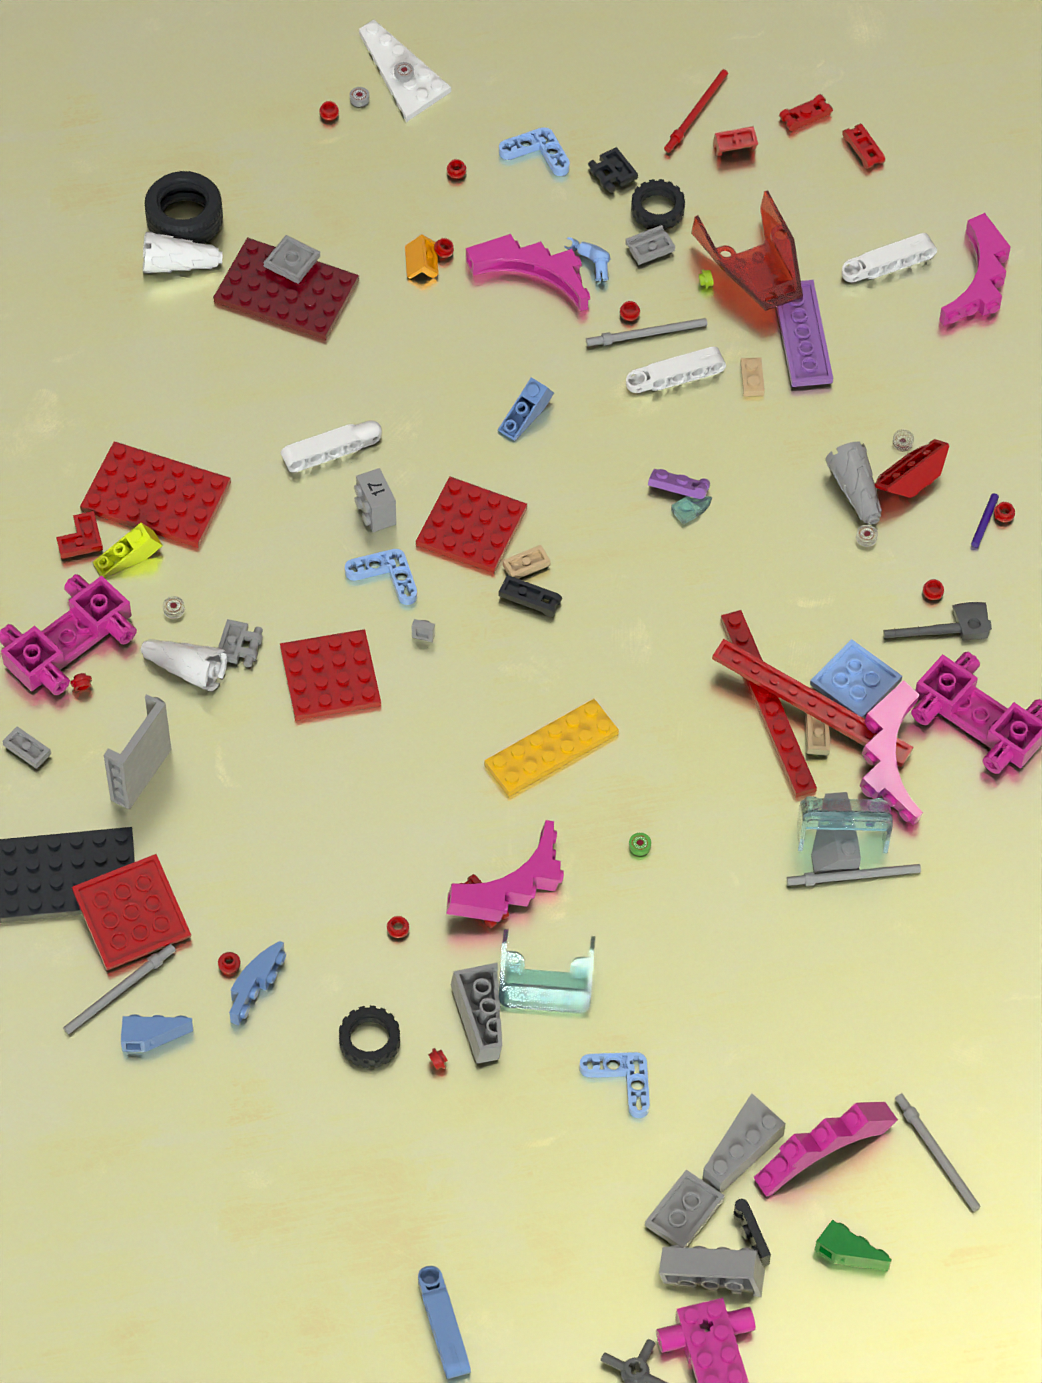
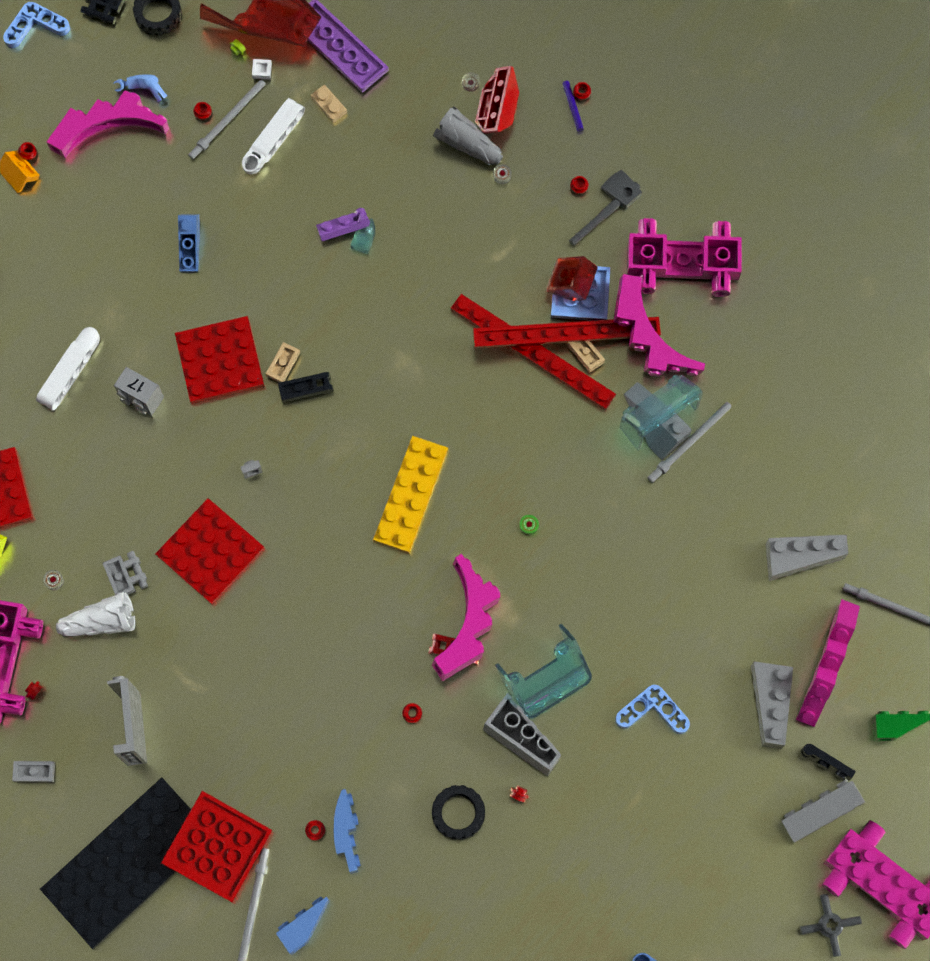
camera: 35 degrees left, 15 degrees up
(387, 566) = (184, 435): light blue beam -> none
(650, 244) = (176, 47): light grey plate -> none
(684, 1210) = (770, 779): light grey plate -> none
(713, 309) = (261, 69): none -> white plate
(855, 659) = (572, 278): none -> clear red slope
(882, 1039) = (799, 554): none -> light grey wedge

